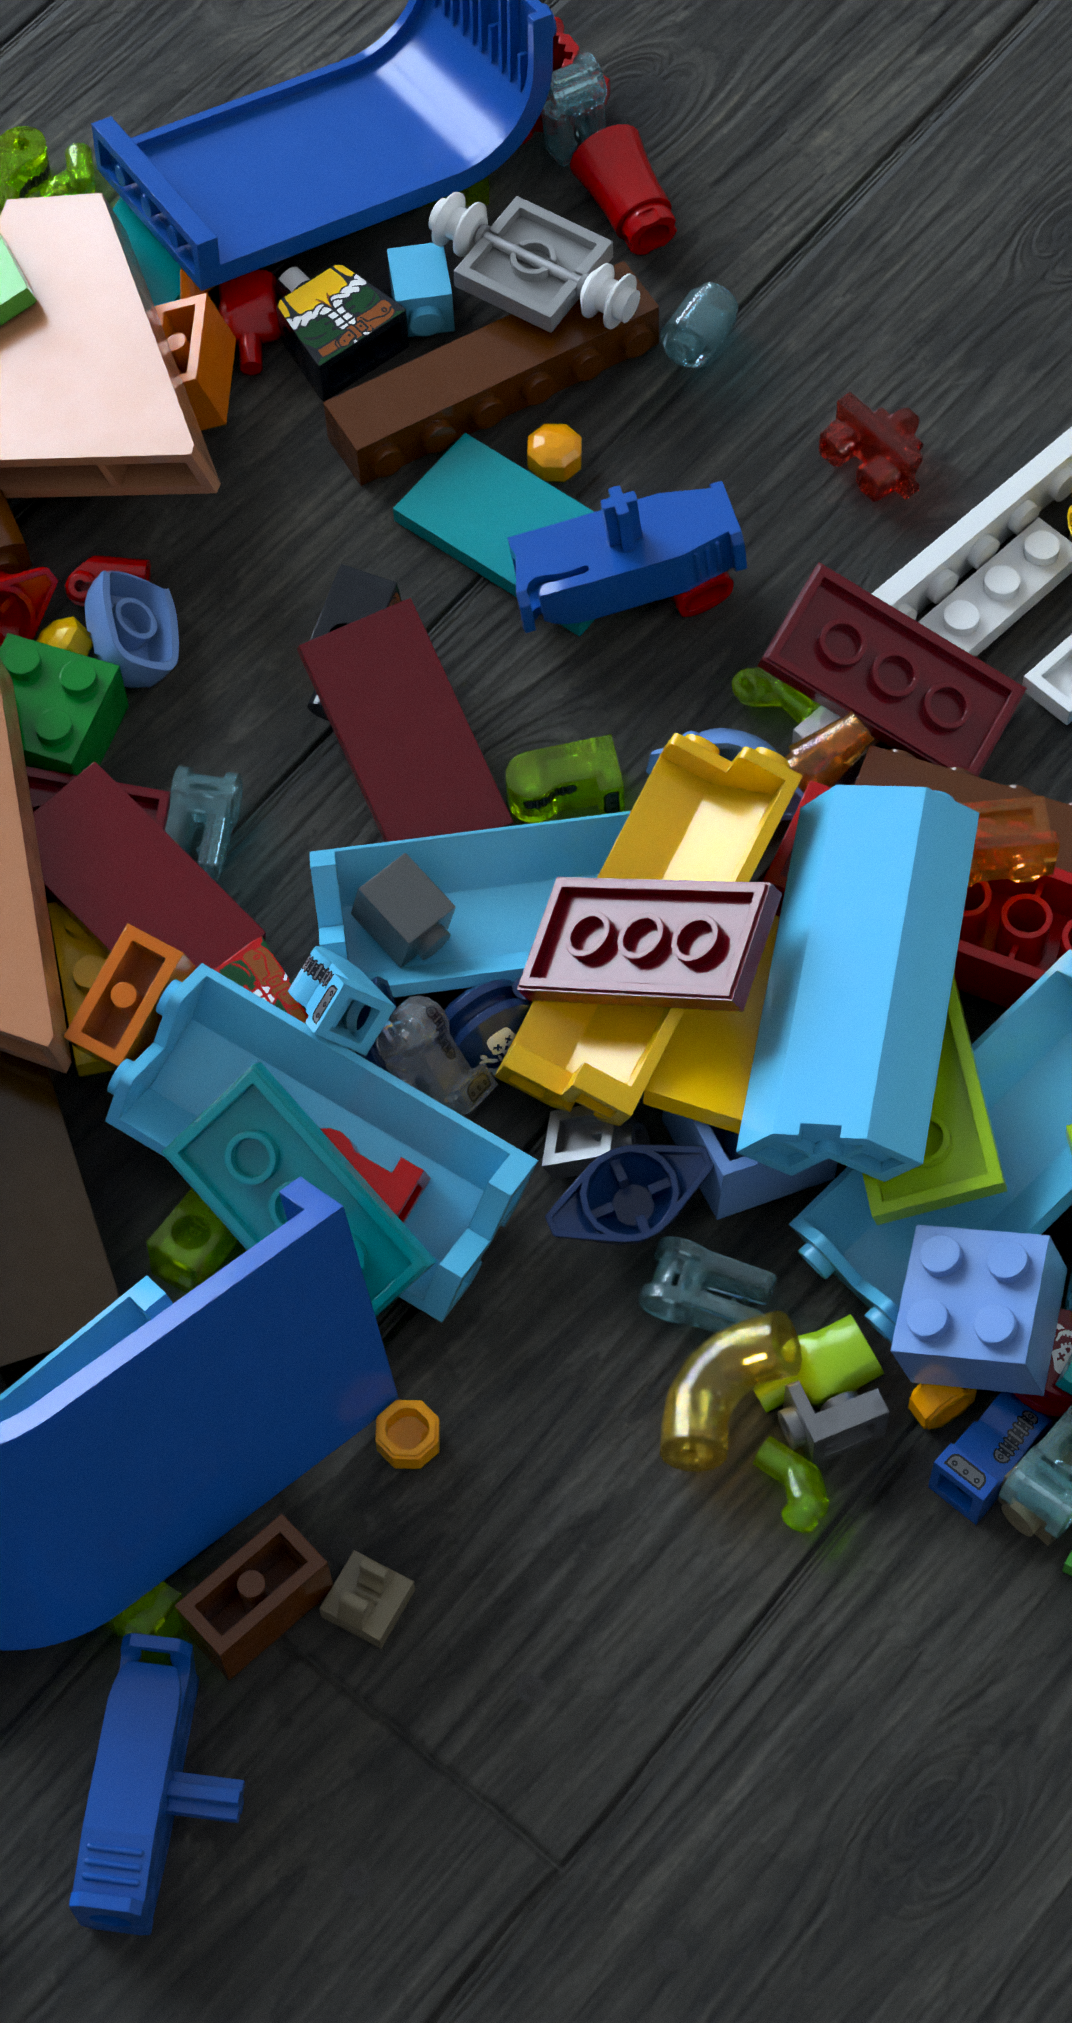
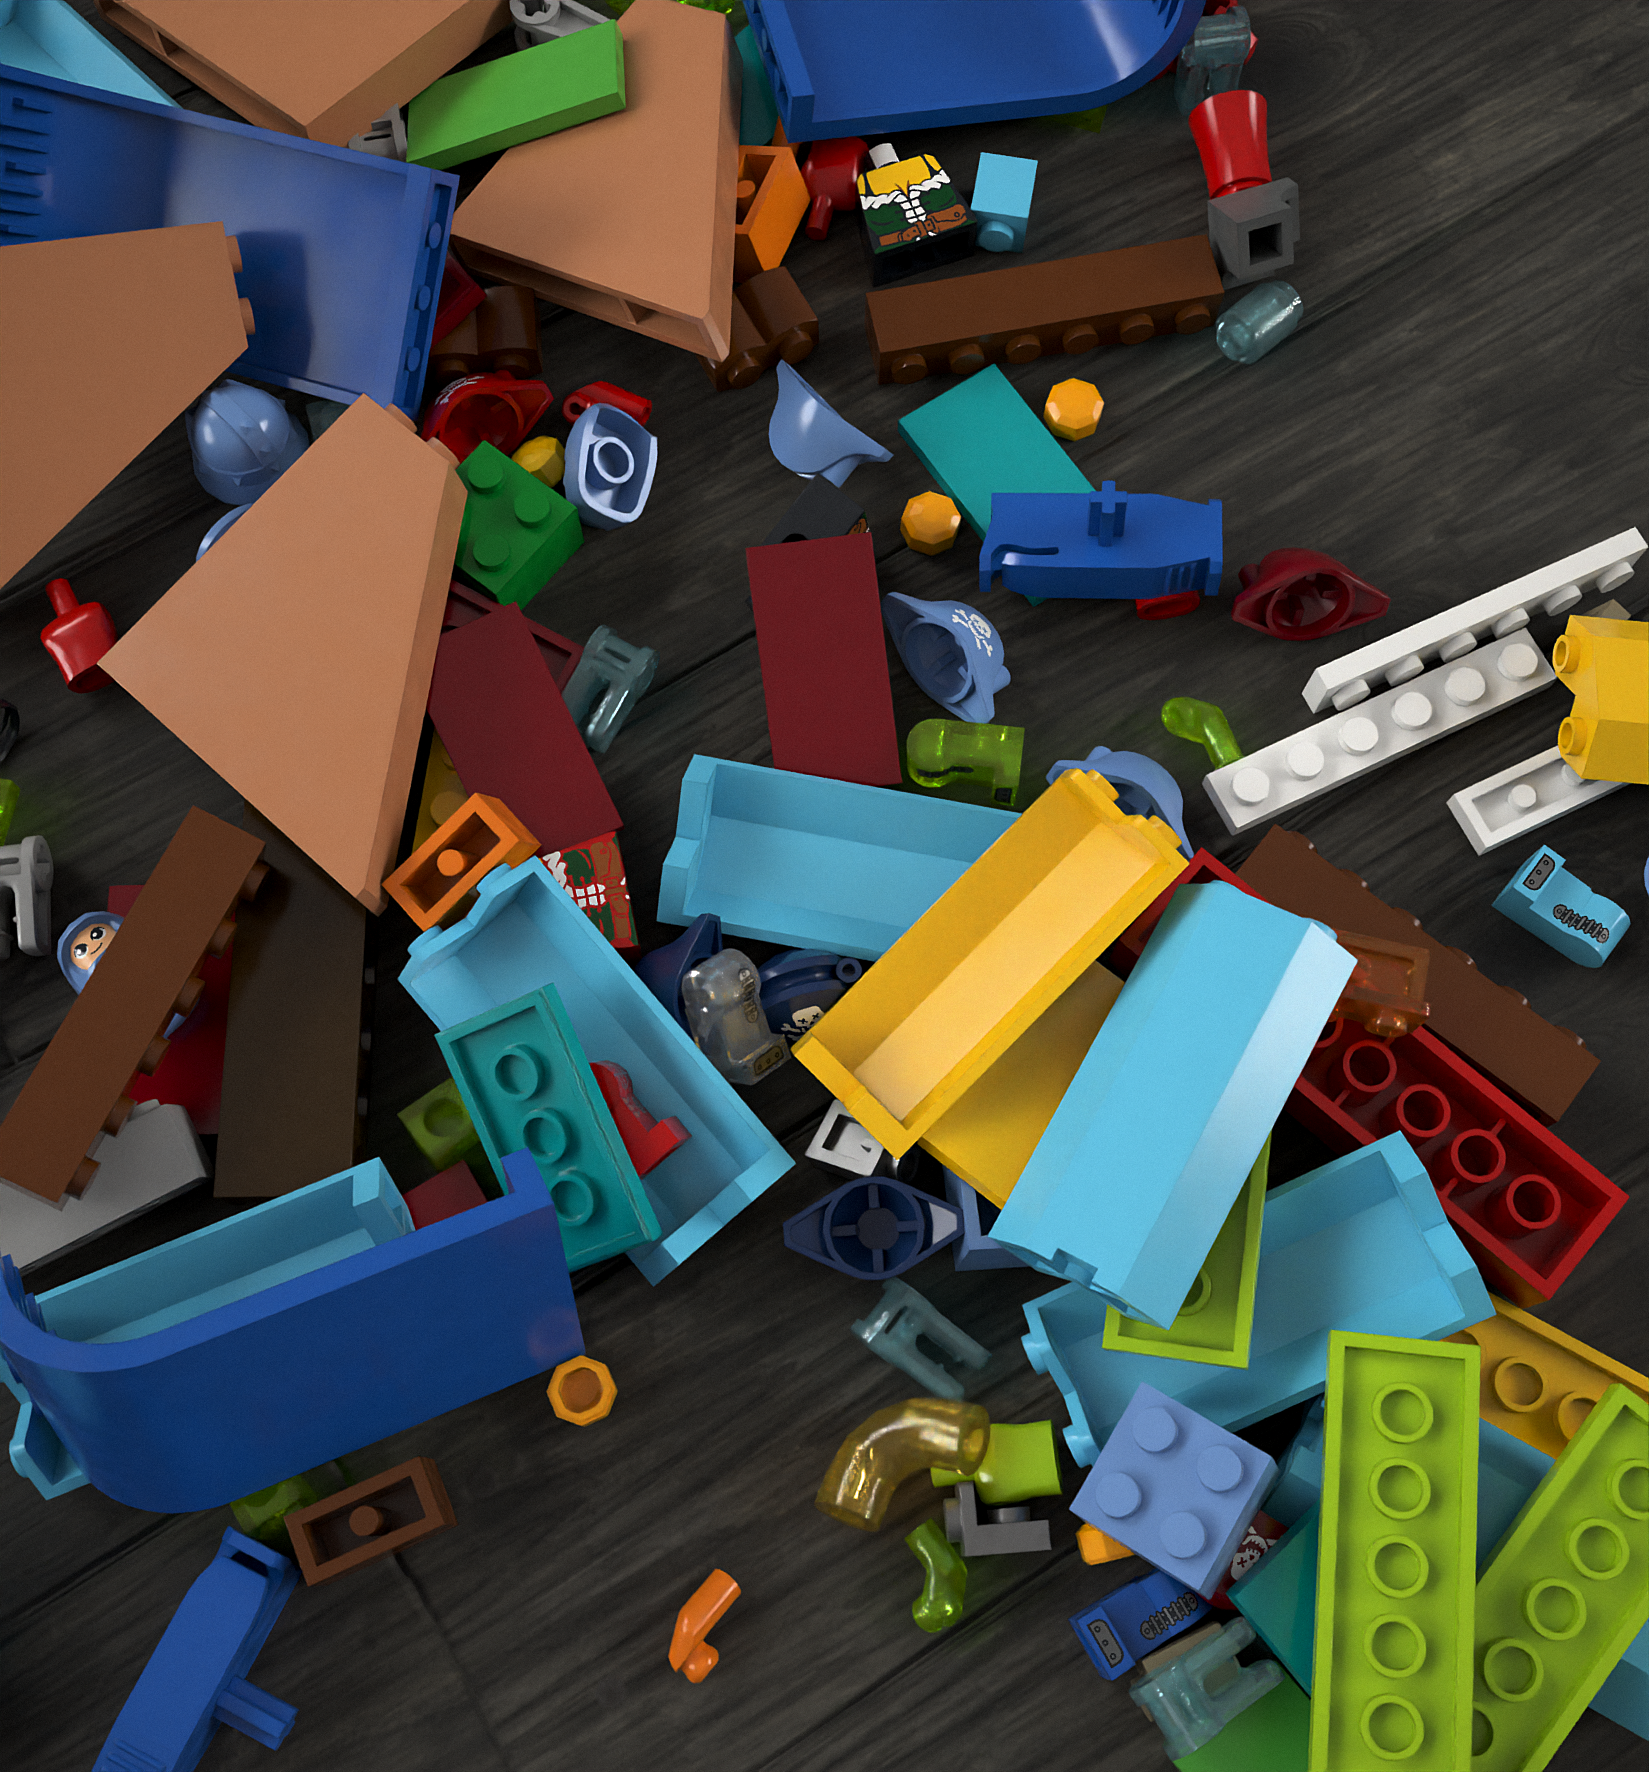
camera: 15 degrees right, 10 degrees up
(247, 462) = (766, 325): none -> reddish brown brick
(317, 541) = (813, 436): none -> medium blue hat
(334, 996) = (660, 923): medium azure leg -> none
(367, 1599) = (486, 1547): dark tan tile -> none
(404, 911) = (762, 849): dark grey brick -> none
(456, 590) = (930, 523): none -> light orange tile
(515, 695) = (948, 653): none -> medium blue hat
(533, 262) = (1115, 211): light grey plate -> none
(586, 1596) = (695, 1621): none -> orange arm
(650, 942) = (981, 985): tile -> none
(667, 246) = (1254, 231): none -> dark grey brick
(829, 751) = (1228, 817): clear orange cone -> none
(836, 537) = (1304, 596): none -> dark red hat
(880, 441) = (1395, 499): clear red hips -> none
(891, 674) = (1321, 754): dark red tile -> none

